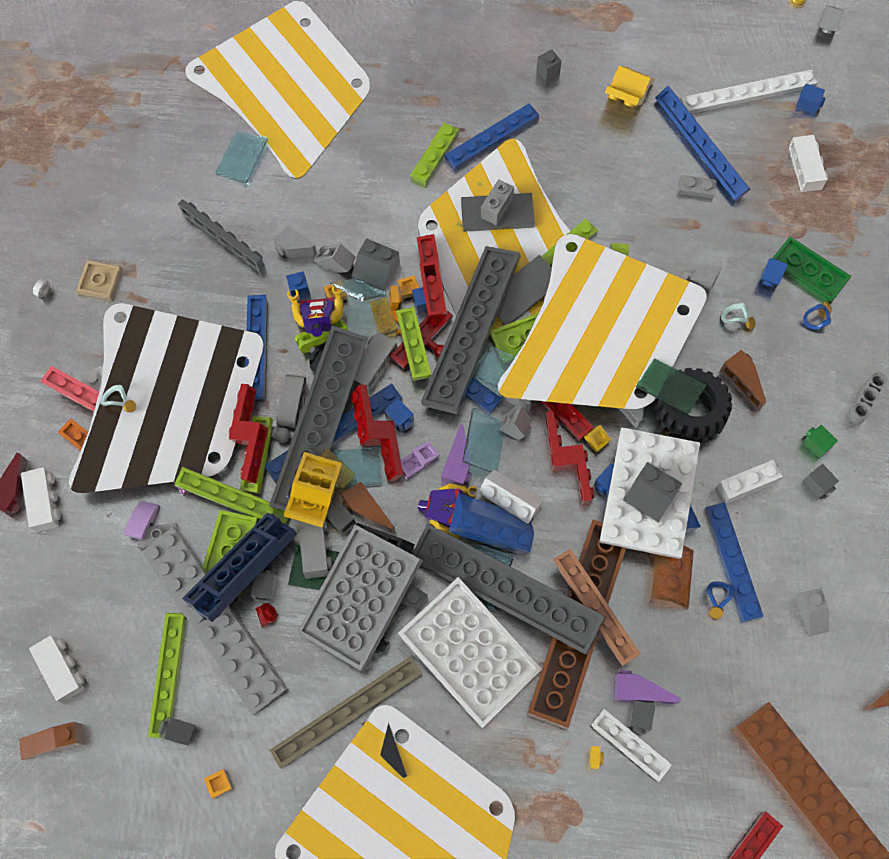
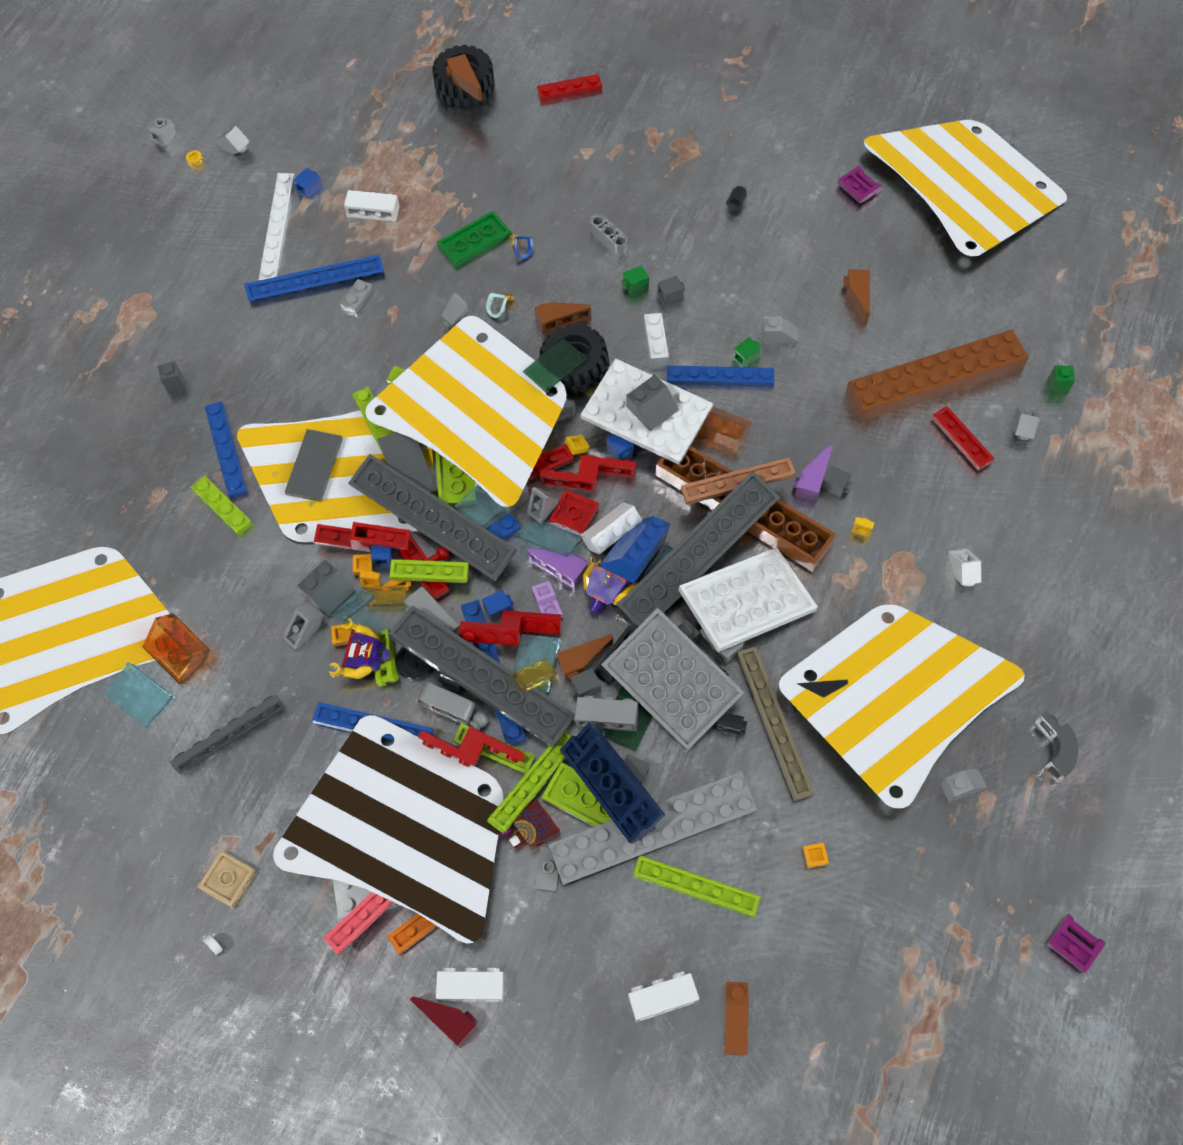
camera: 75 degrees left, 5 degrees down
(128, 405) = (400, 860): light aqua piece -> none
(140, 520) = (527, 880): lavender slope -> none
(176, 730) = (757, 882): dark grey brick -> none
(191, 511) = (534, 828): none -> torso
(266, 614) = (661, 776): red plate -> none
(288, 167) = (175, 647): none -> clear orange slope
(293, 244) = (270, 661): light grey slope -> none
(298, 282) = (320, 666): blue brick -> none
(312, 489) = (555, 692): yellow bracket -> none
(333, 670) = (732, 724): none -> black brick
(497, 202) = (308, 457): light grey brick -> none
(520, 457) = (574, 512): none -> red plate
(629, 86) = (230, 314): yellow bracket -> none
(631, 745) = (857, 497): white plate -> none
(716, 610) = (760, 400): blue piece -> none
(772, 582) = (746, 352): none -> green brick
(773, 273) = (469, 263): blue brick -> none

